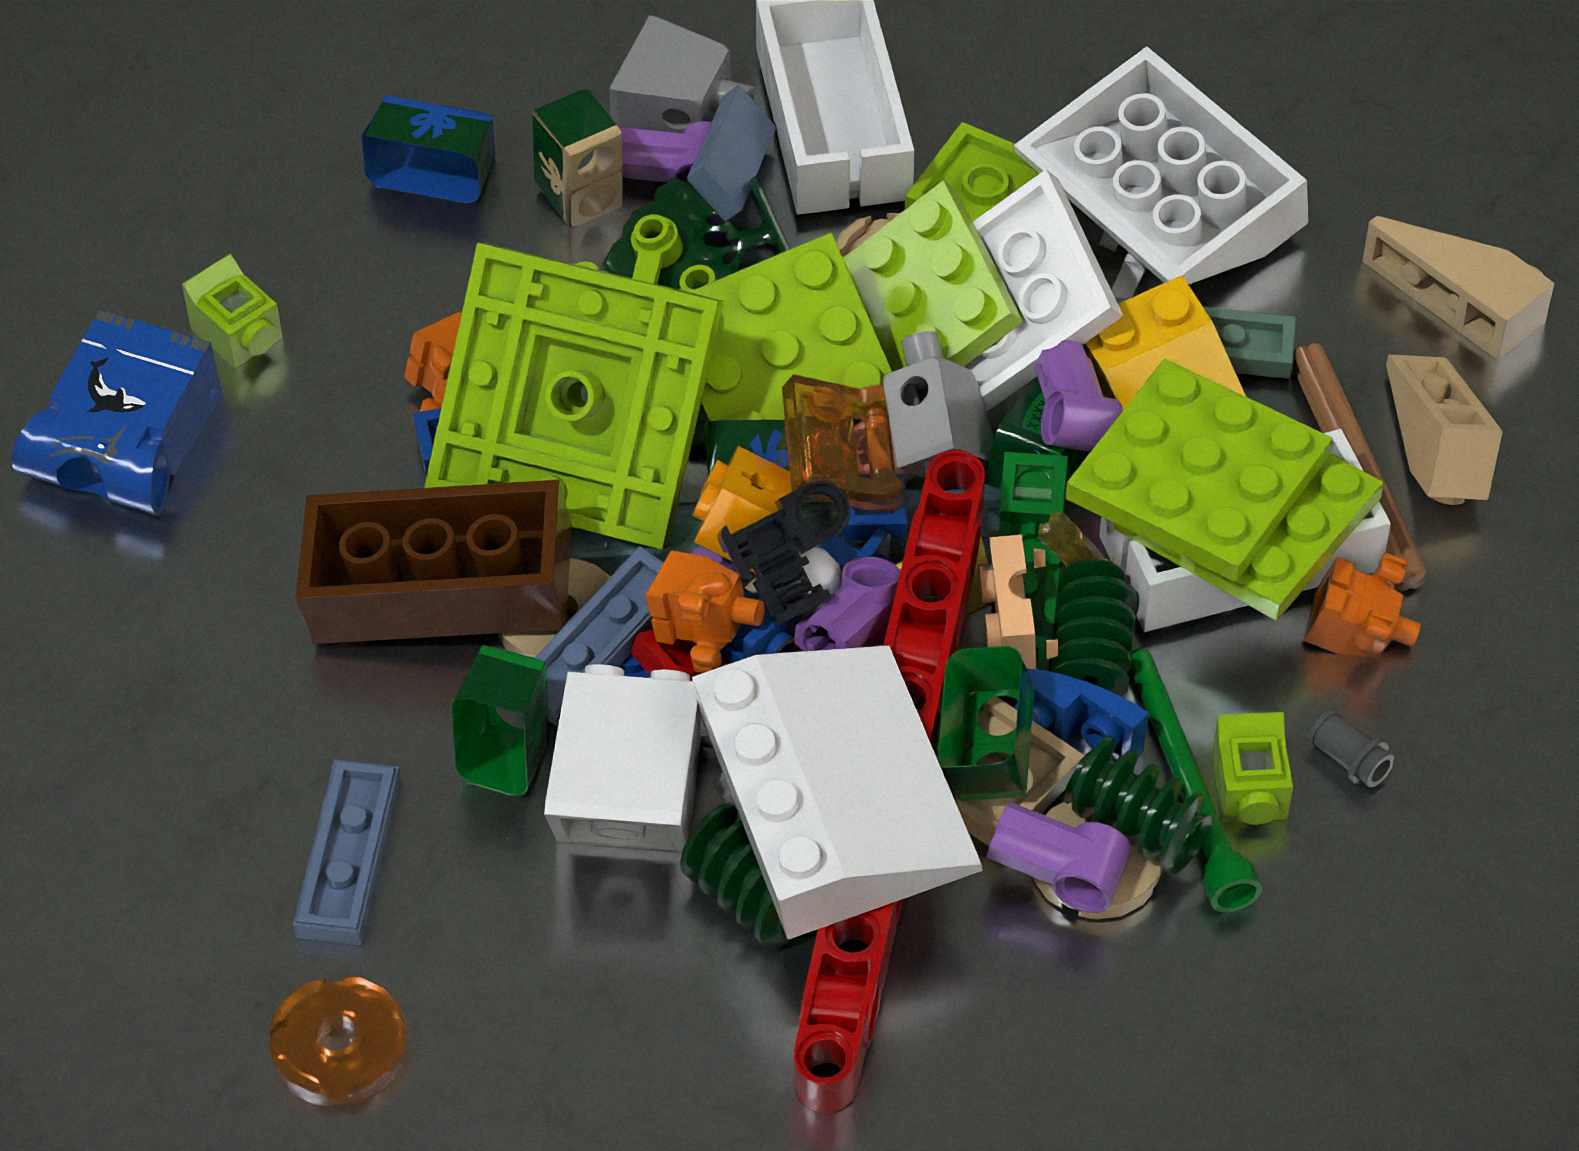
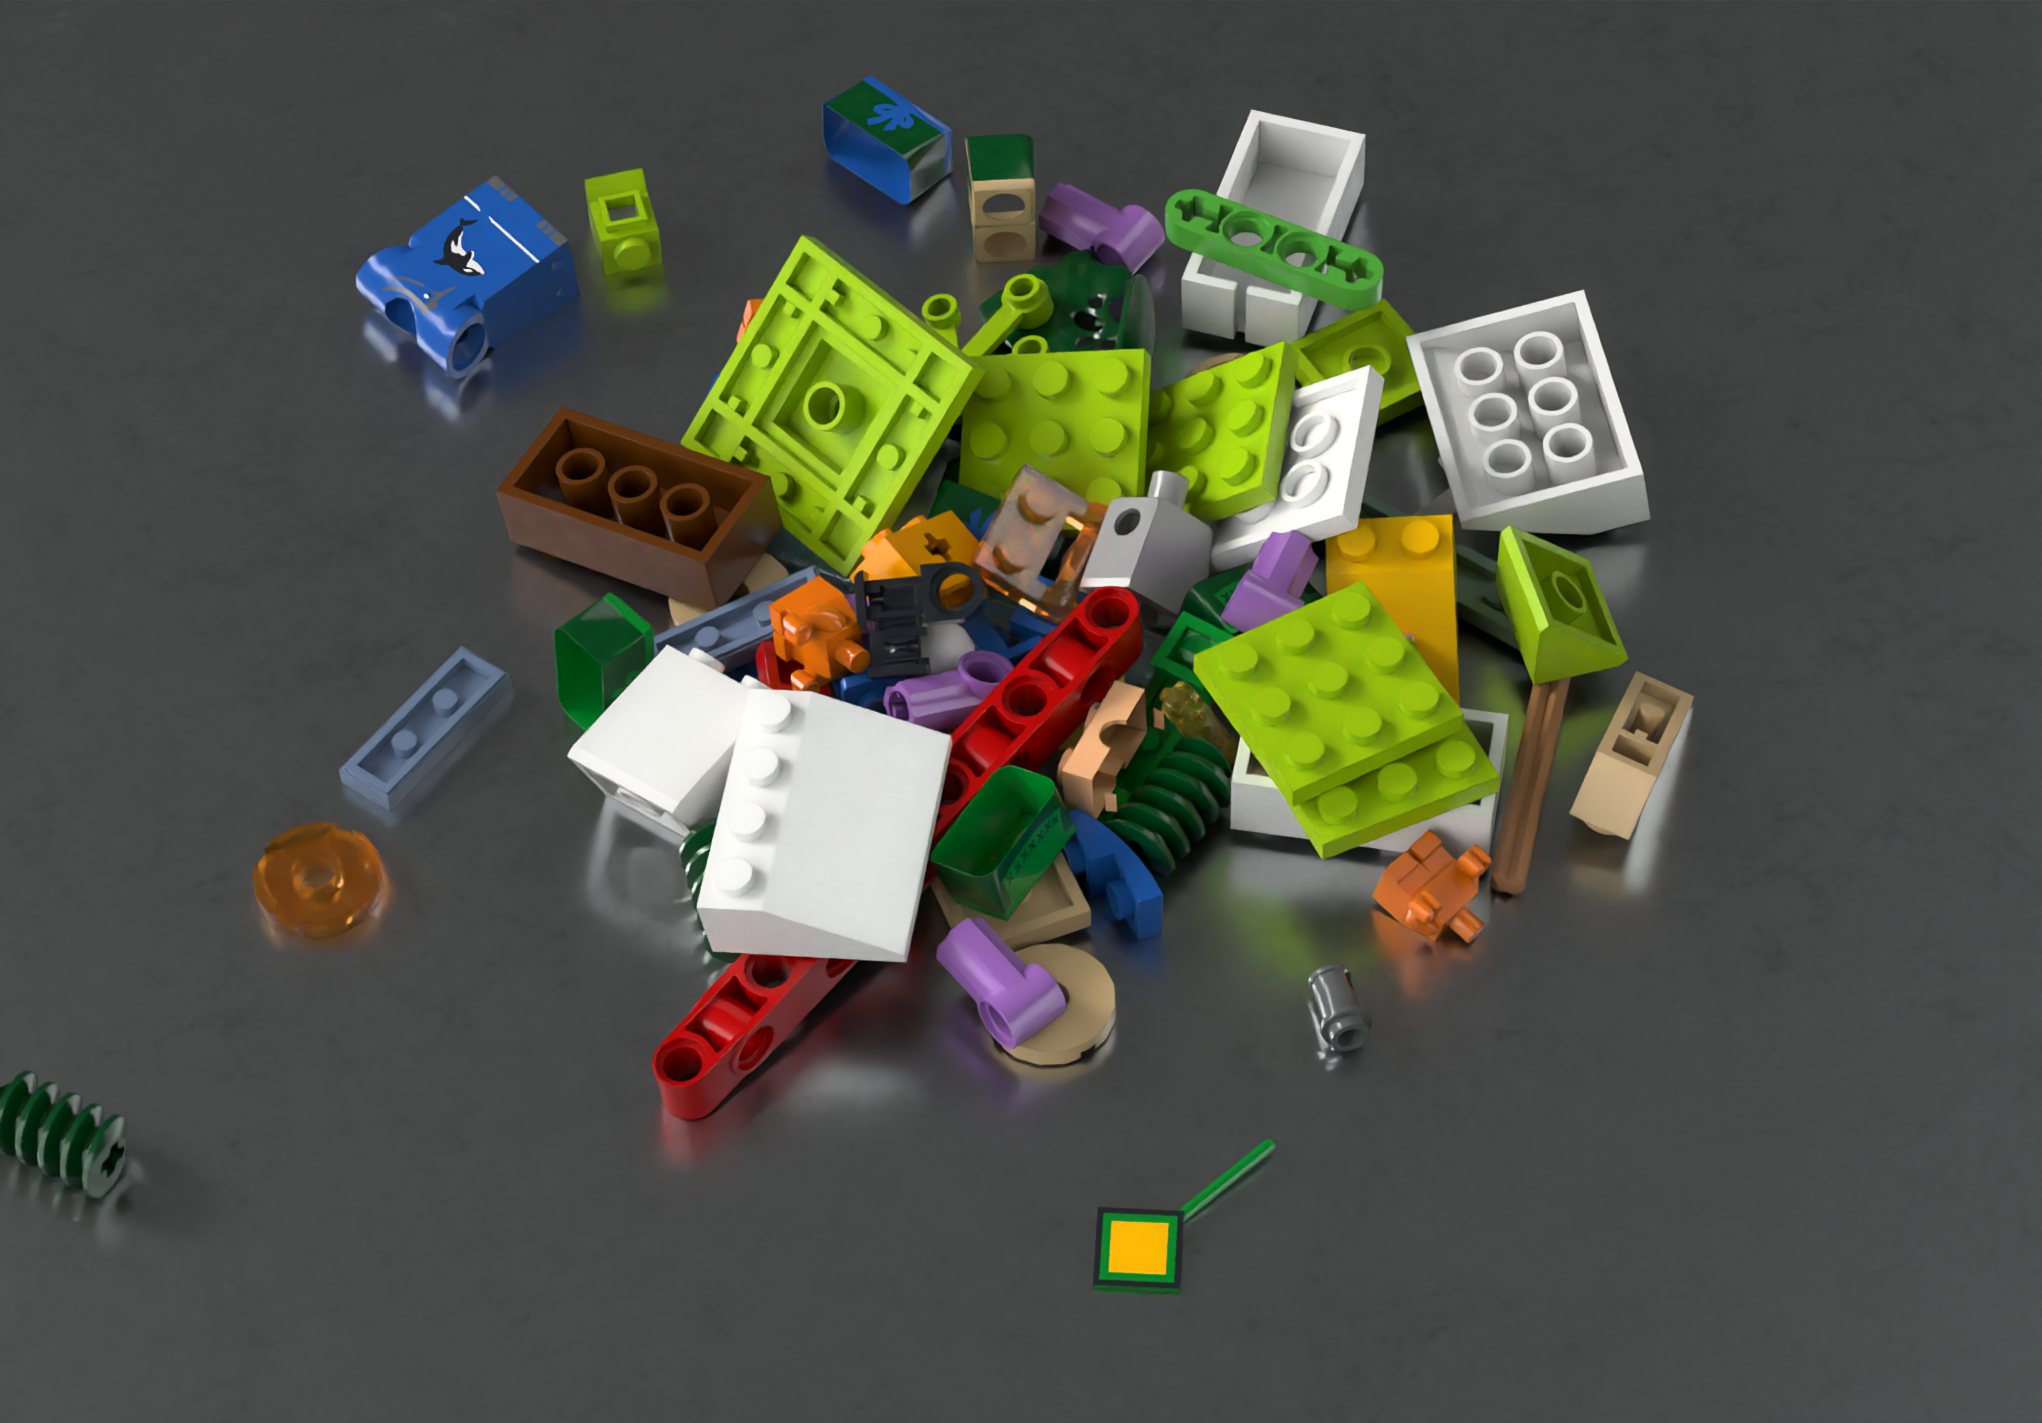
camera: 30 degrees right, 0 degrees up
(671, 79) = (1141, 157): light grey torso -> none
(731, 153) = (1125, 250): sand blue tile -> none
(865, 101) = (1277, 243): none -> bright green beam
(1137, 807) = (1097, 971): dark green piece -> none
(1228, 877) = (1149, 1070): green piece -> none
(1252, 768) = (1234, 985): lime window -> none
(1299, 329) = (1555, 609): none -> lime slope
(1326, 1038) = (1145, 1245): none -> piece
(1465, 283) = (1757, 635): tan slope -> none

